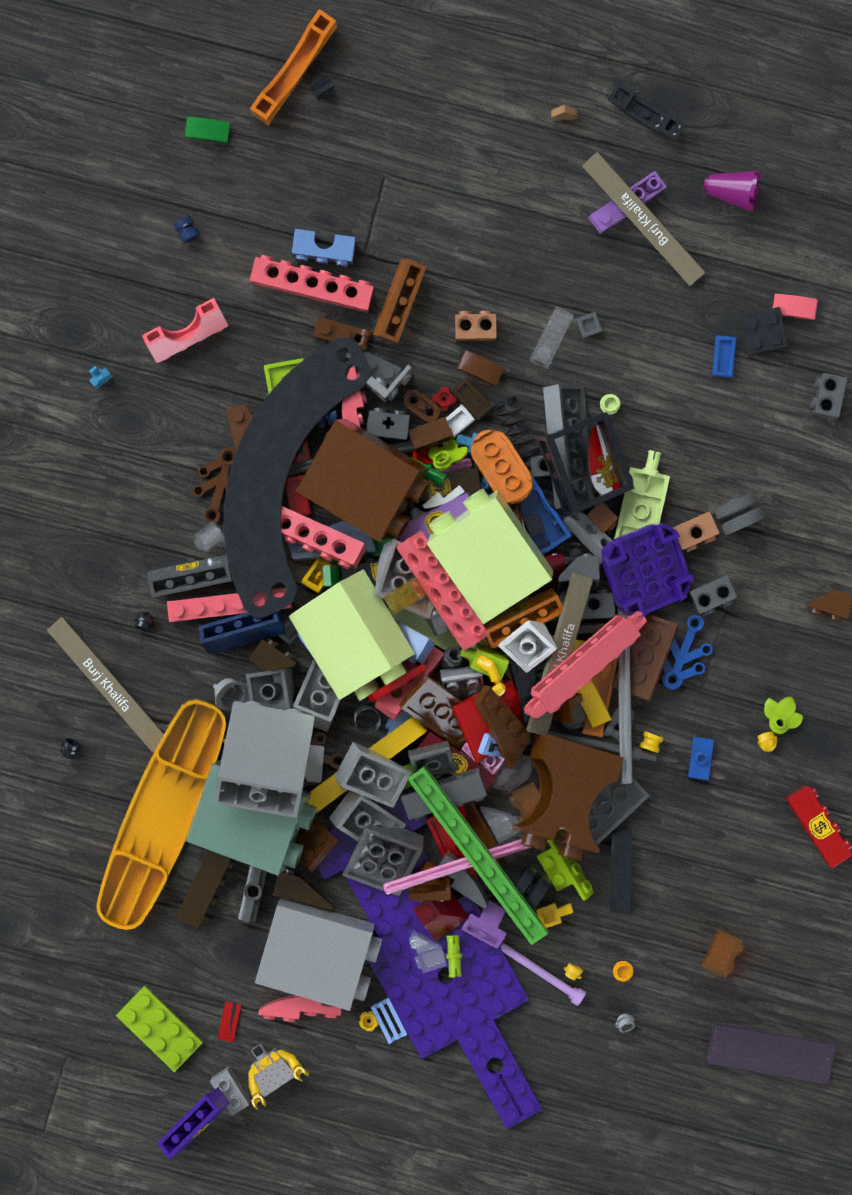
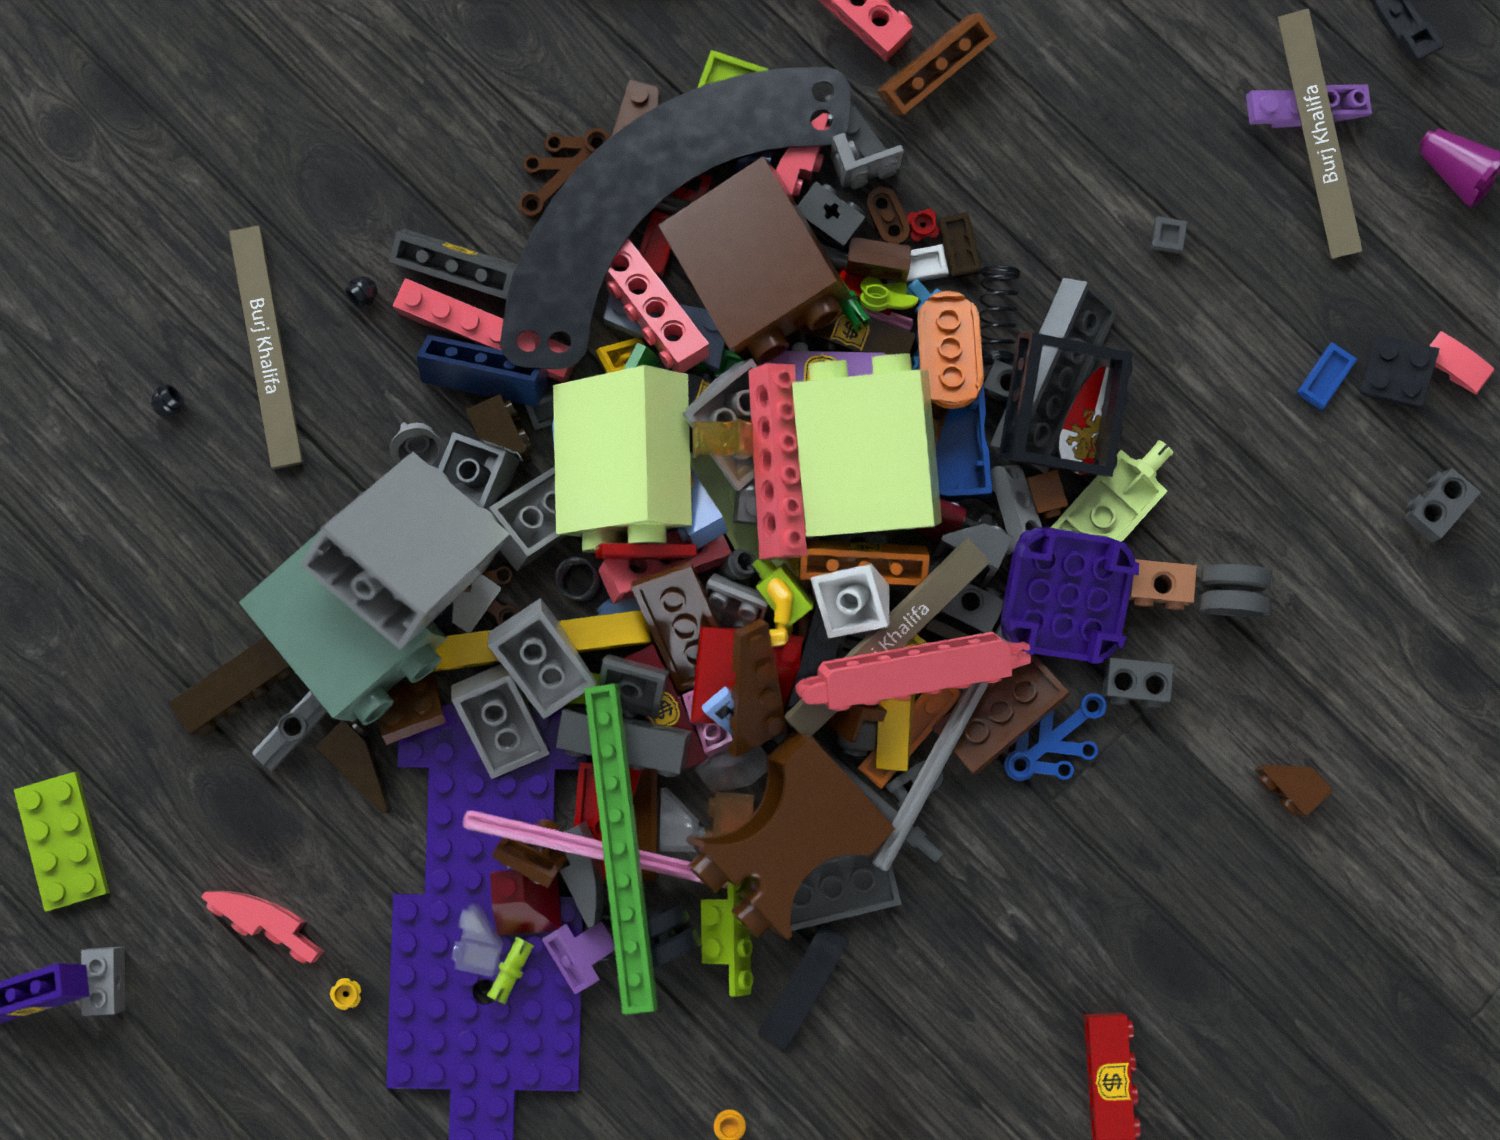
camera: 30 degrees right, 5 degrees down
(160, 814) = (223, 556): light orange piece -> none
(209, 537) = (511, 228): clear slope -> none
(229, 1021) = (159, 886): red sticker -> none
(271, 1072) = (172, 987): torso -> none
(318, 954) = (327, 860): light grey brick -> none
(331, 330) = (822, 52): reddish brown plate -> none
(384, 856) = (494, 777): flat silver slope -> none
(396, 1035) = (360, 1012): light blue tile -> none
(437, 500) = (839, 343): white slope -> none
(475, 333) = (1013, 162): nougat brick -> none
(480, 367) = (994, 210): reddish brown slope -> none
(534, 525) = (950, 453): black slope -> none
(551, 337) = (1108, 224): clear slope -> none
(551, 915) = (674, 991): yellow plate -> none
(573, 971) = (661, 1087): yellow plate -> none
(576, 995) = (645, 1120): lavender piece -> none
(610, 404) = (1142, 351): yellowish green plate -> none
(651, 742) = (944, 832): yellow wheel -> none
(700, 758) = (999, 893): blue plate -> none
(767, 741) = (1103, 922): yellow plate -> none
(783, 712) = (1146, 894): lime plate -> none

